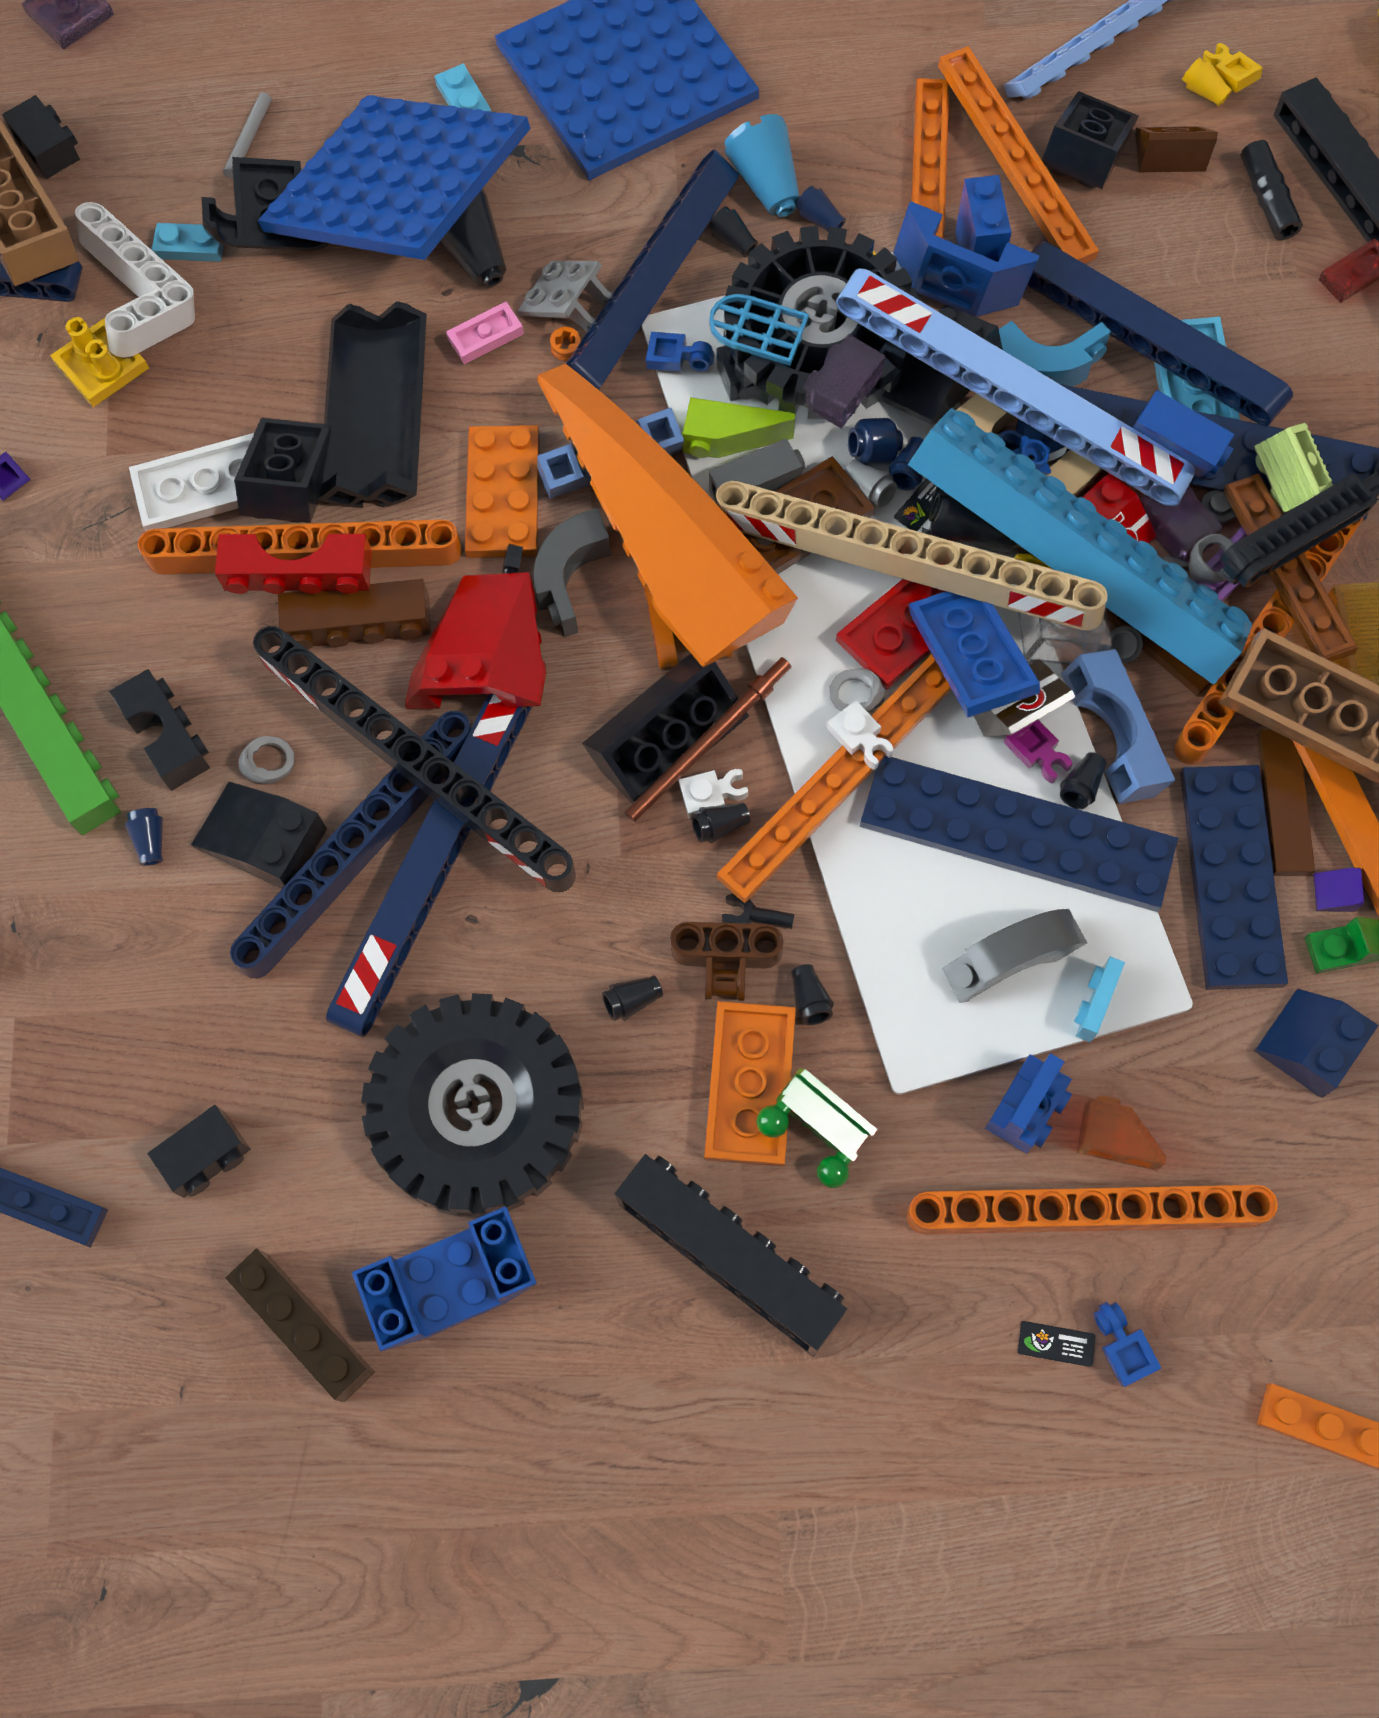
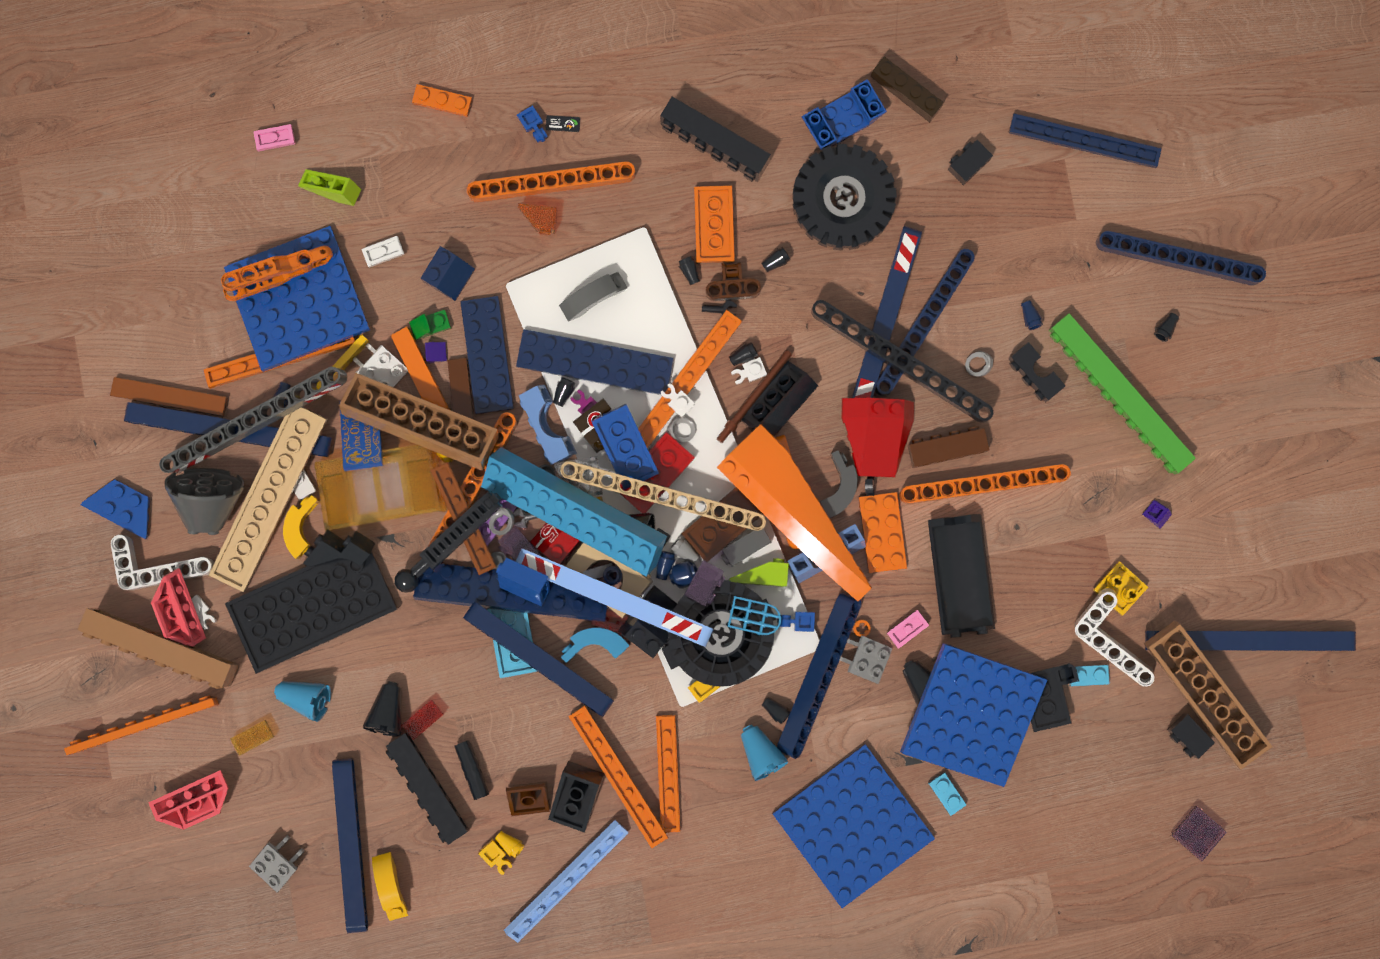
camera: 170 degrees right, 15 degrees up
(189, 484) = (1044, 519): white plate -> none
(249, 131) = (1070, 753): light grey bar -> none
(260, 833) = (975, 322): black slope -> none
(283, 470) = (1000, 523): black slope -> none
(338, 565) = (1007, 460): red arch -> none
(818, 209) = (728, 730): dark blue cone -> none
(824, 1115) = (677, 209): gear -> none
(957, 274) = (670, 701): blue slope -> none
(983, 217) = (635, 713): blue brick -> none
(1018, 1115) = (575, 233): blue brick -> none
(1037, 450) = (605, 567): blue plate -> none
(1091, 1013) = (554, 272): medium azure plate -> none
(1292, 467) = (462, 573): yellowish green brick -> none

